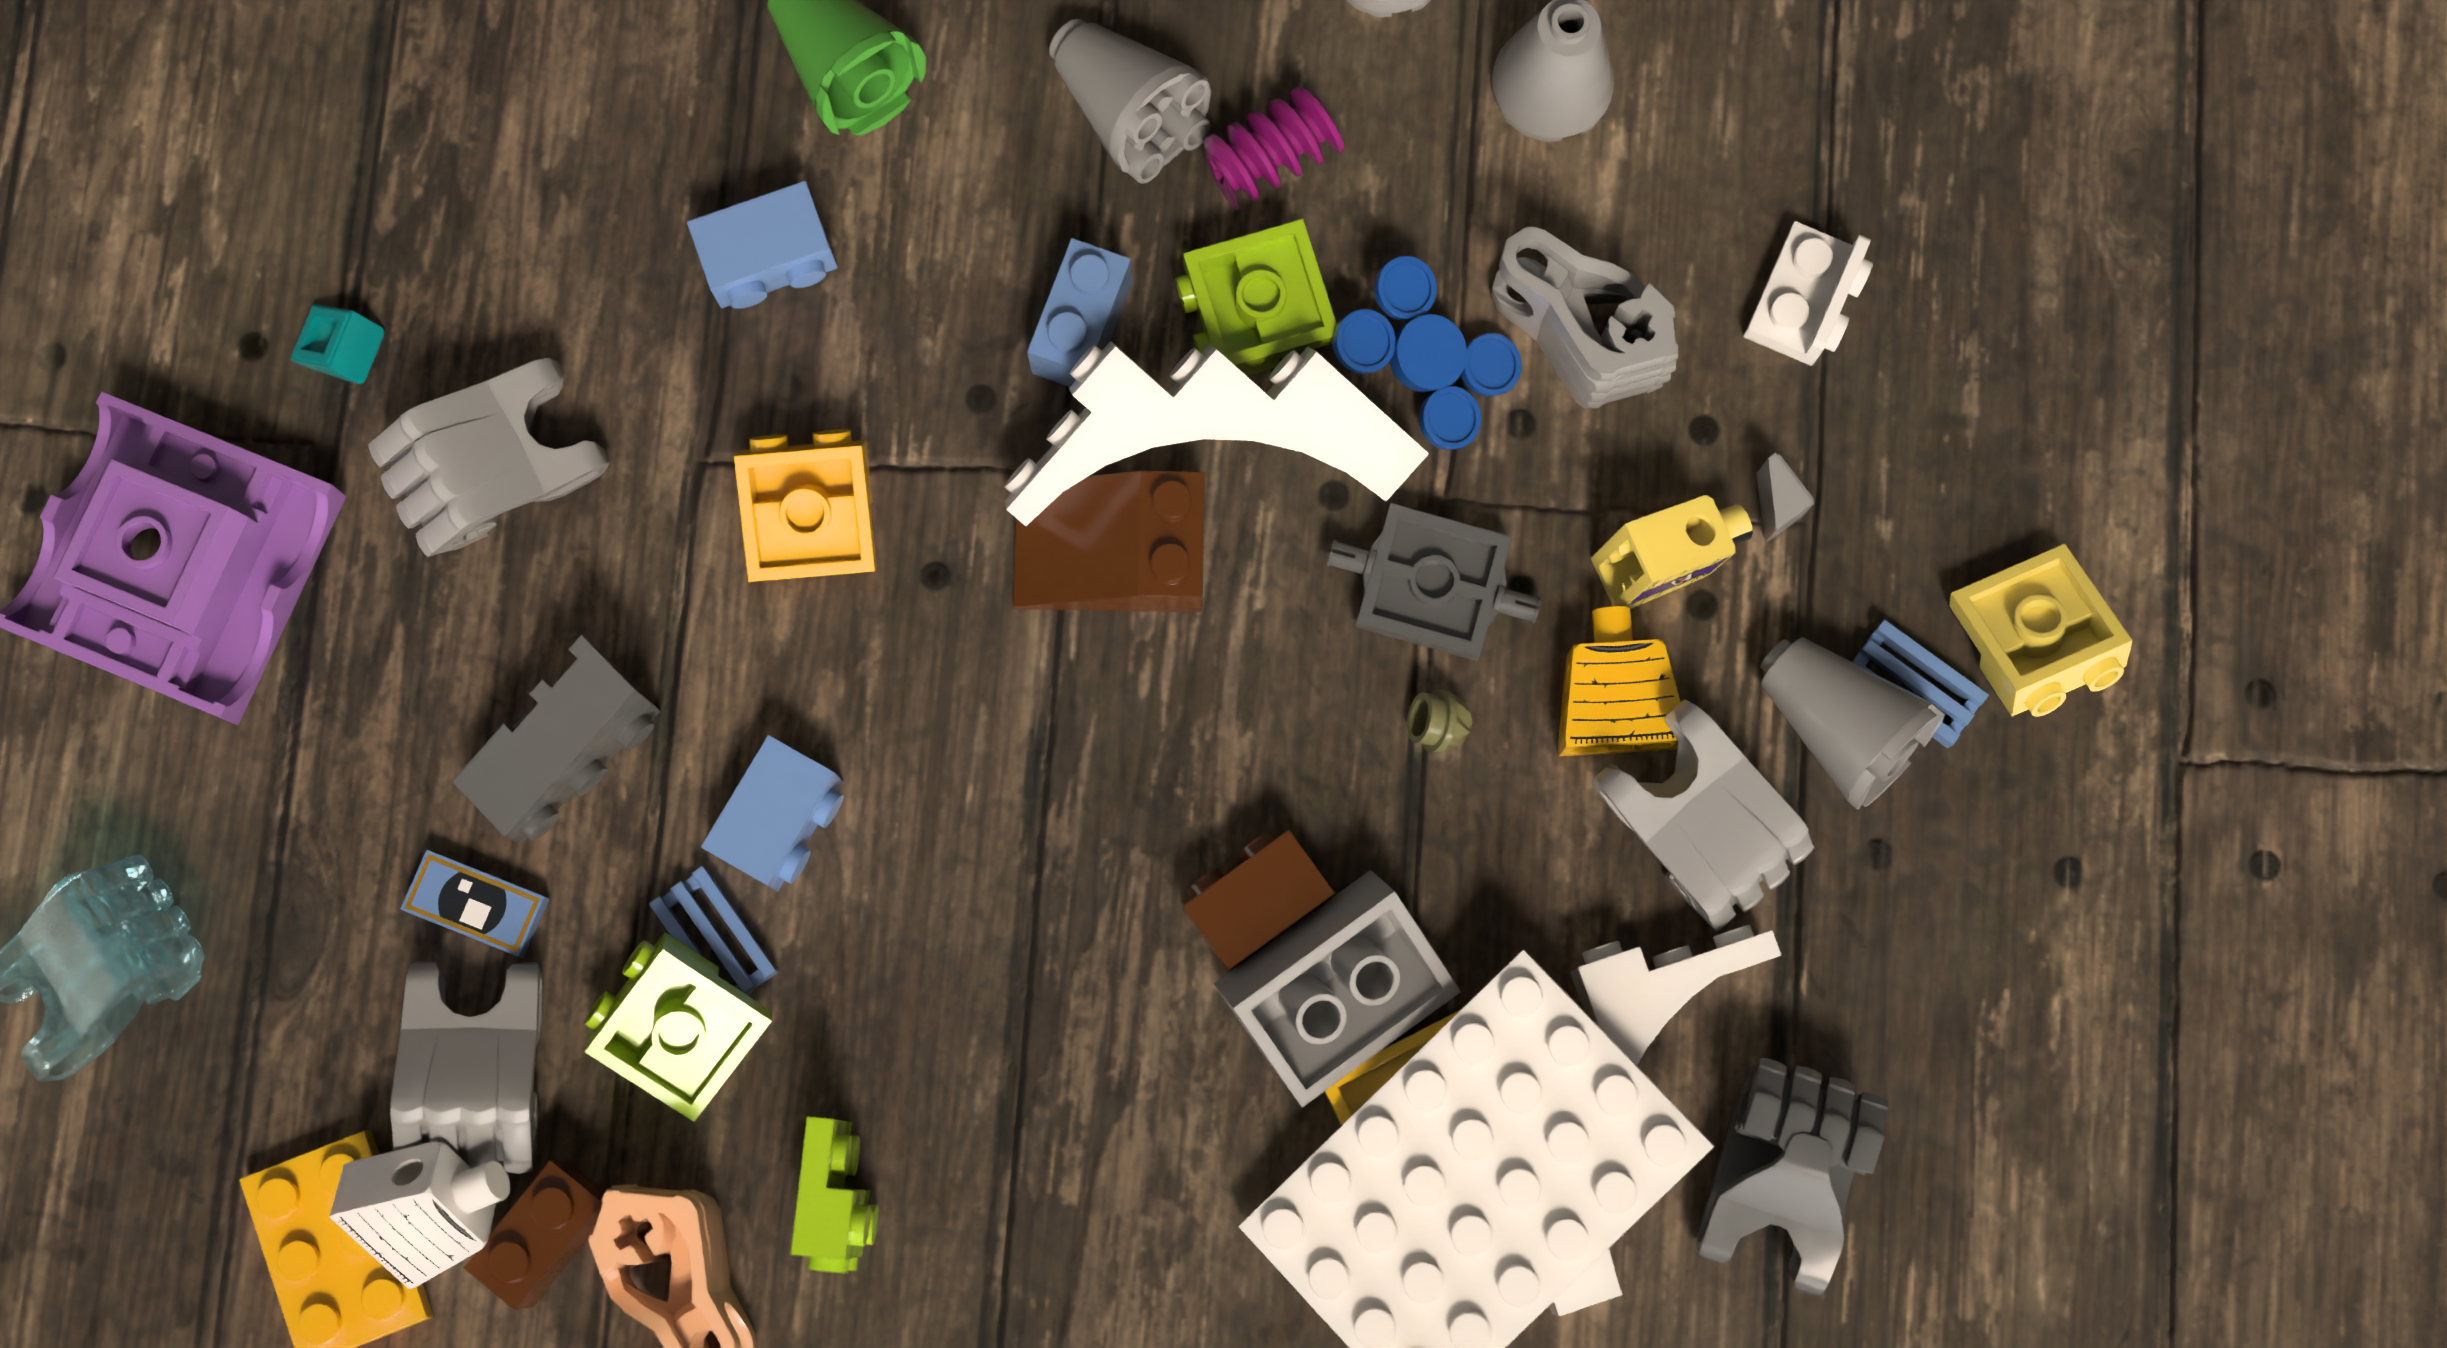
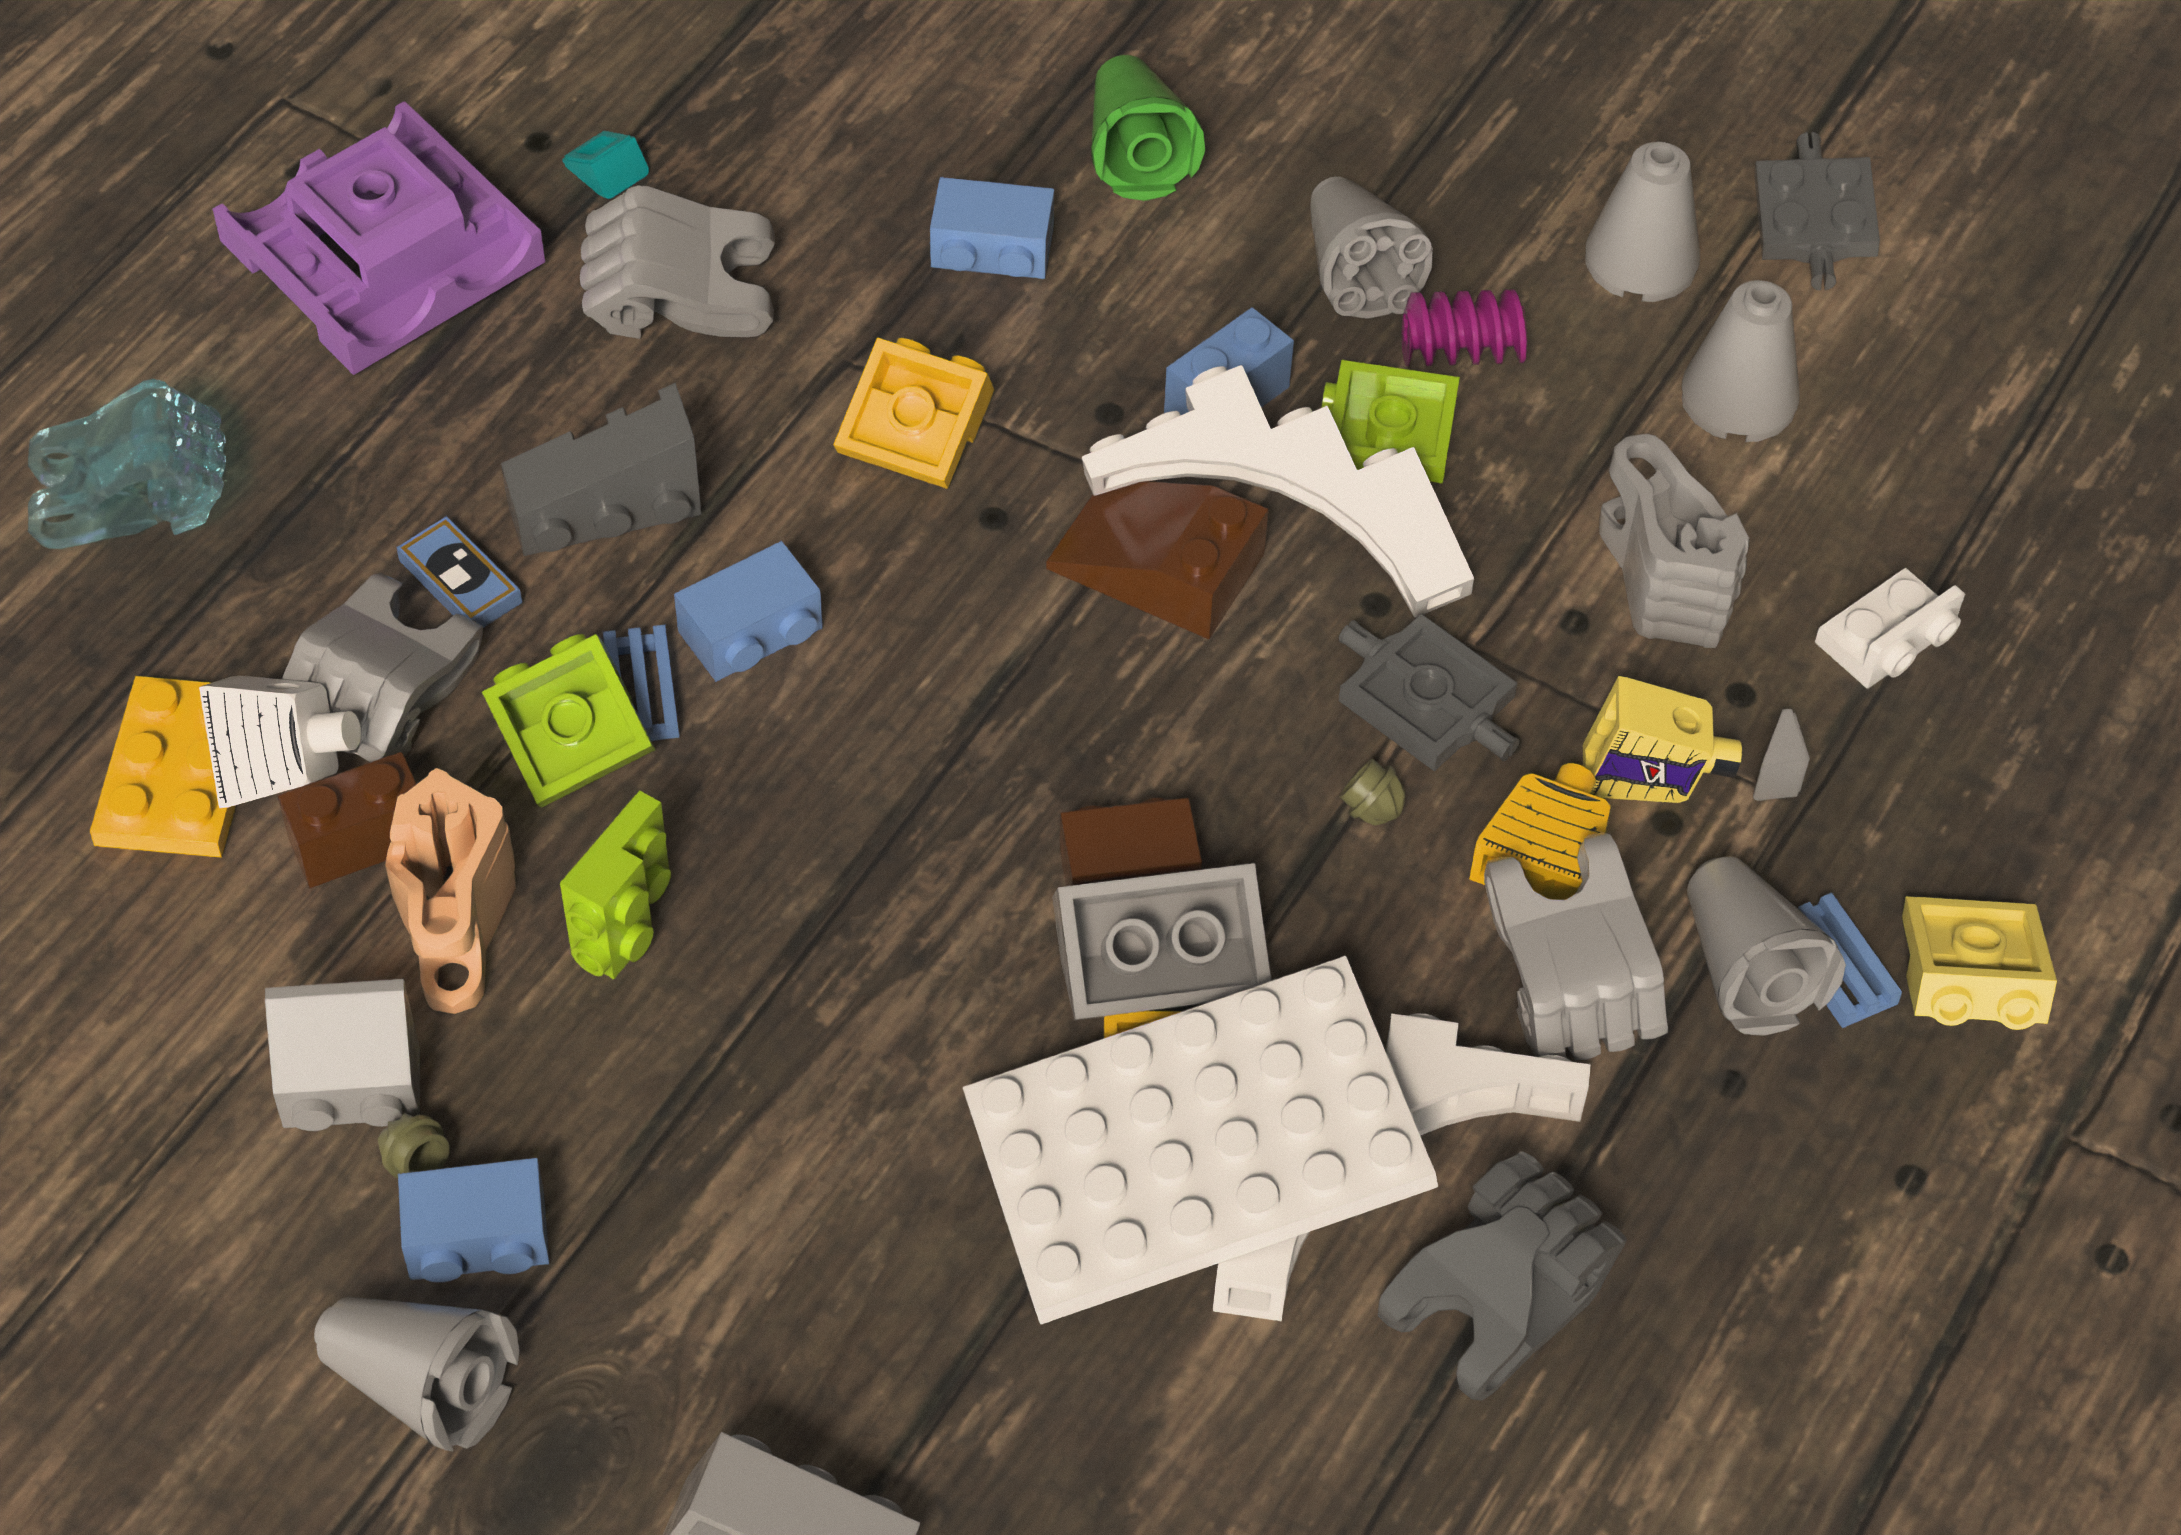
camera: 25 degrees right, 25 degrees down
(1427, 353) = (1516, 522): blue piece -> none

